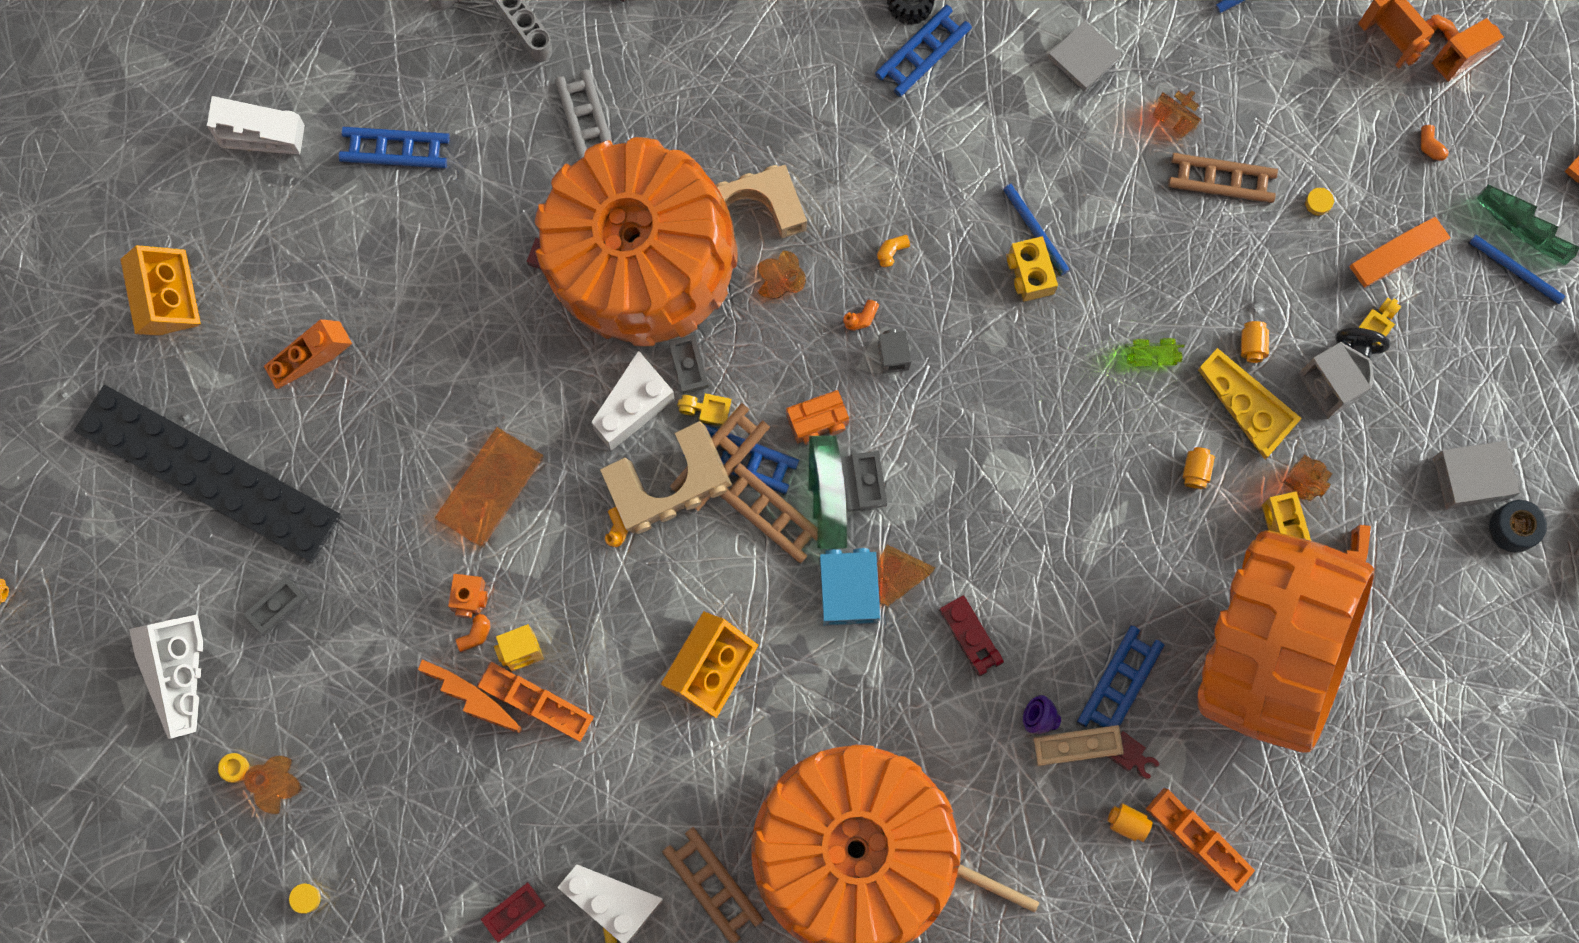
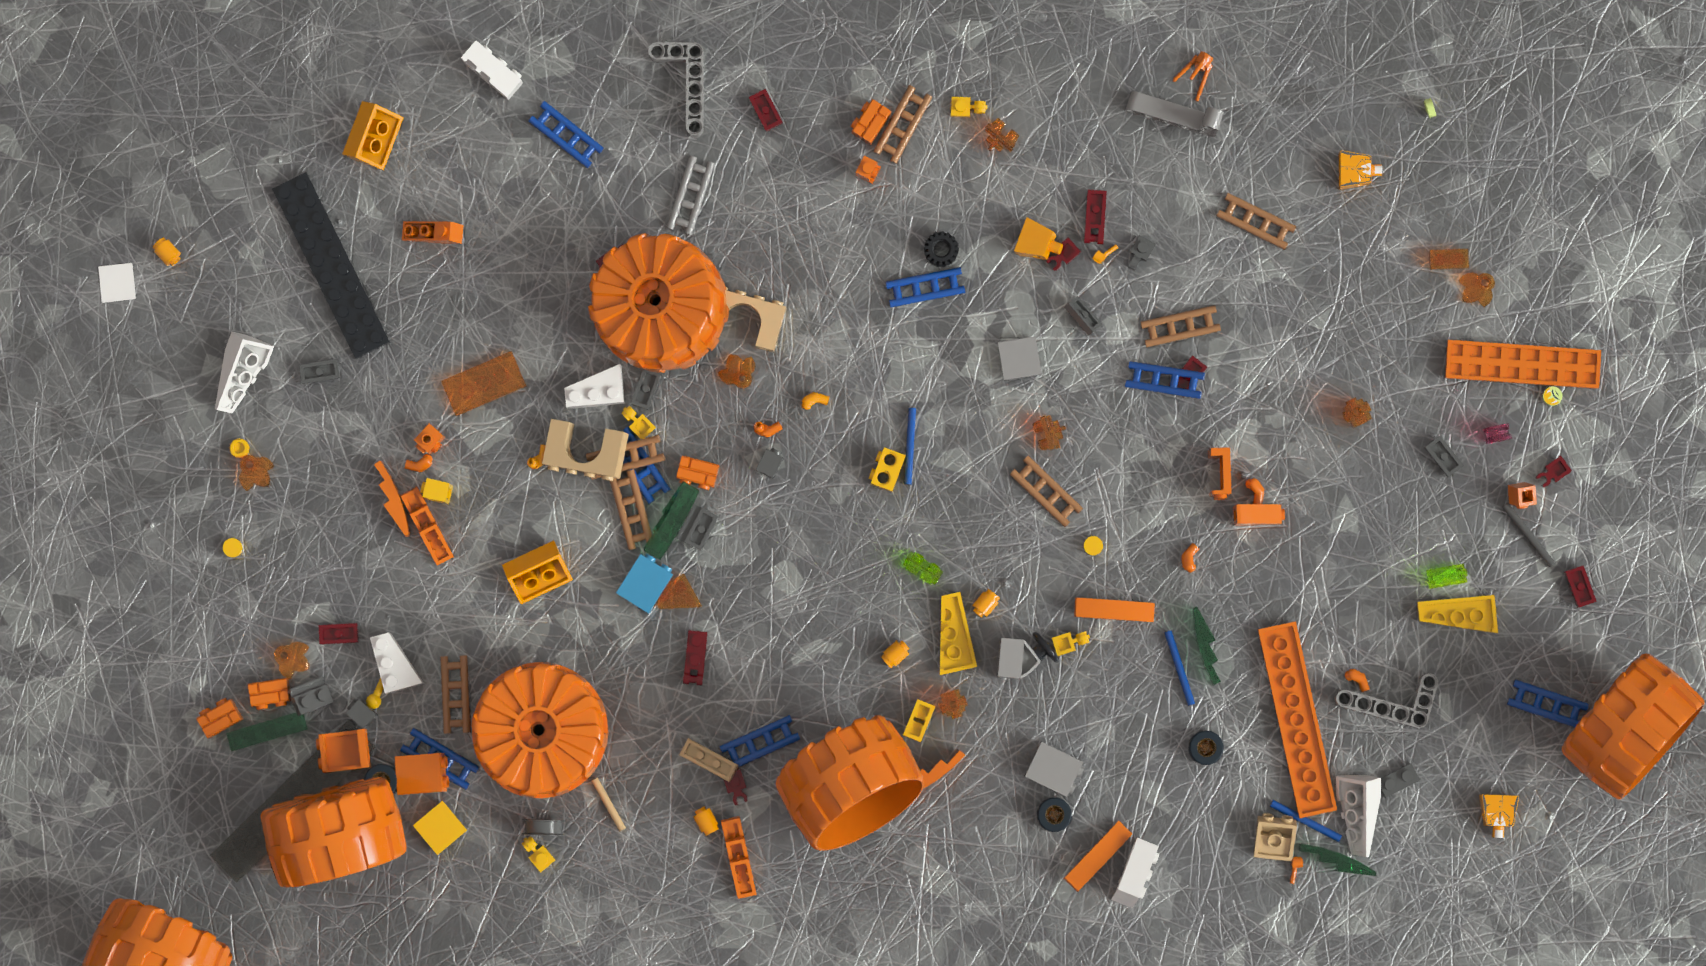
camera: 45 degrees right, 10 degrees up
(1041, 715) = (700, 729): dark purple brick -> none

